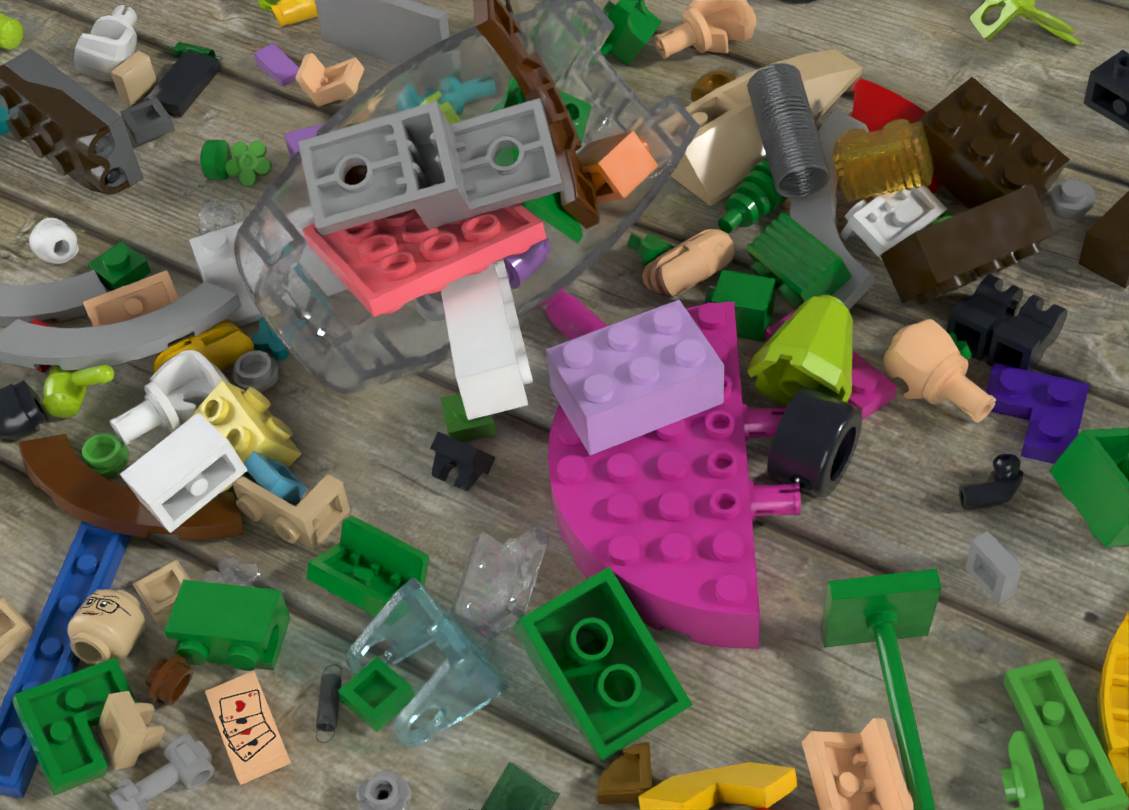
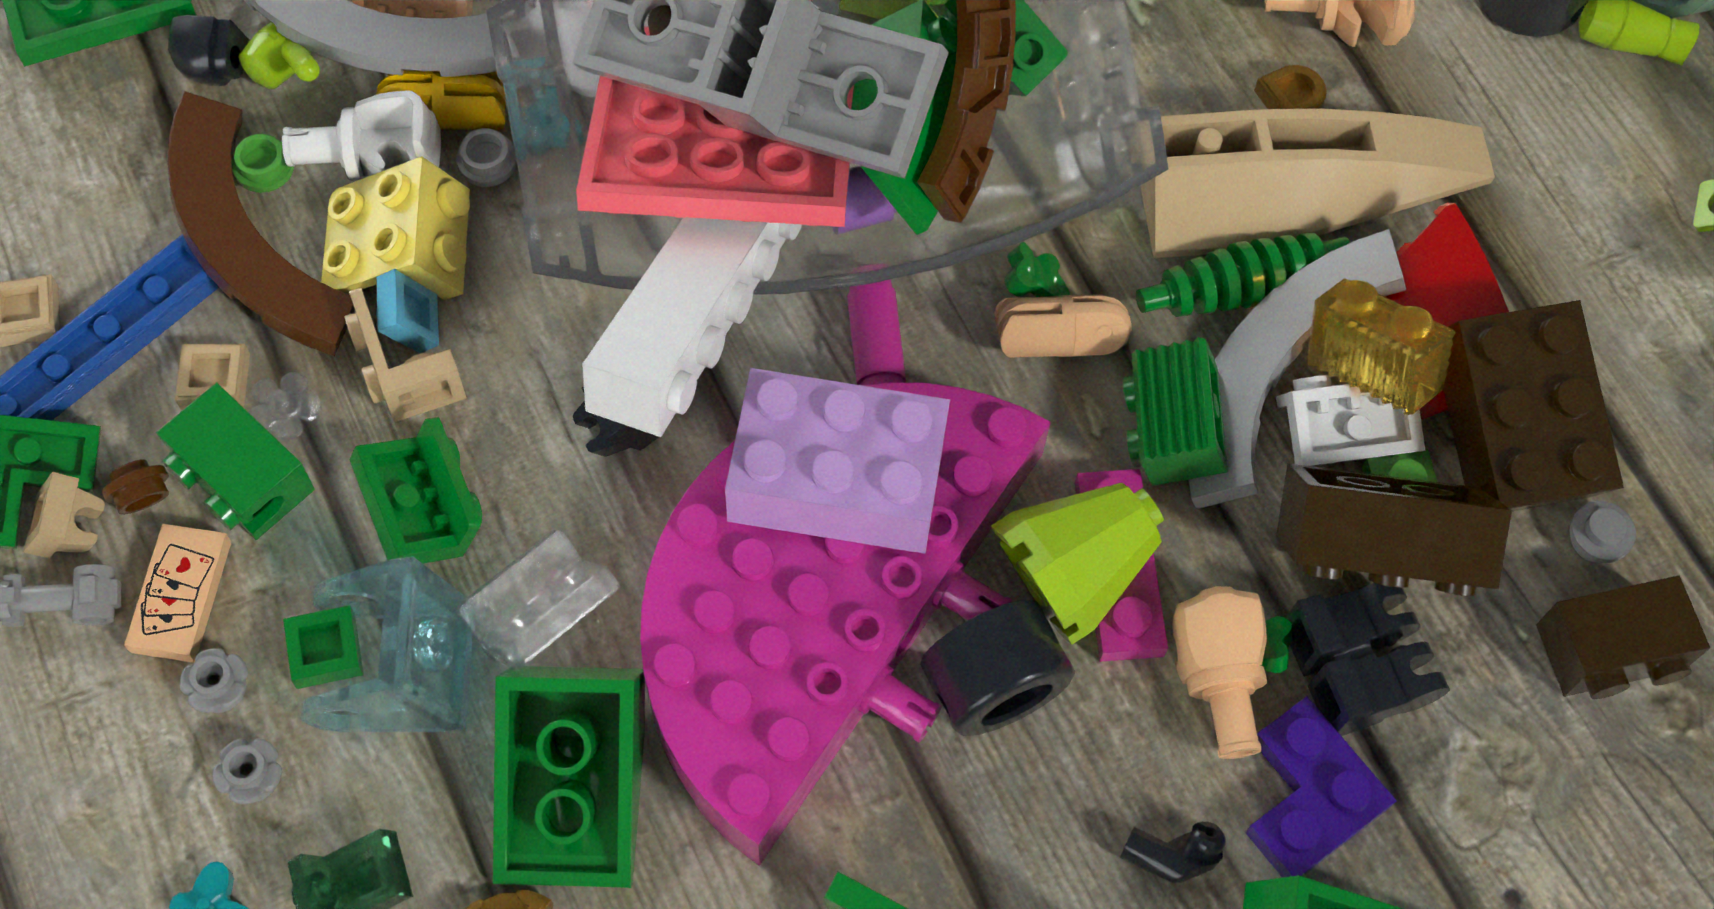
camera: 25 degrees right, 15 degrees up
(106, 626) = (117, 382): tan head -> none
(184, 472) = (297, 252): white brick -> none
(317, 773) = (226, 692): none -> light grey plate
(328, 703) = (271, 624): dark grey piece -> none
(616, 165) = (1037, 152): orange brick -> none
(752, 301) = (1082, 420): green brick -> none
(788, 131) = (1294, 240): dark grey piece -> none

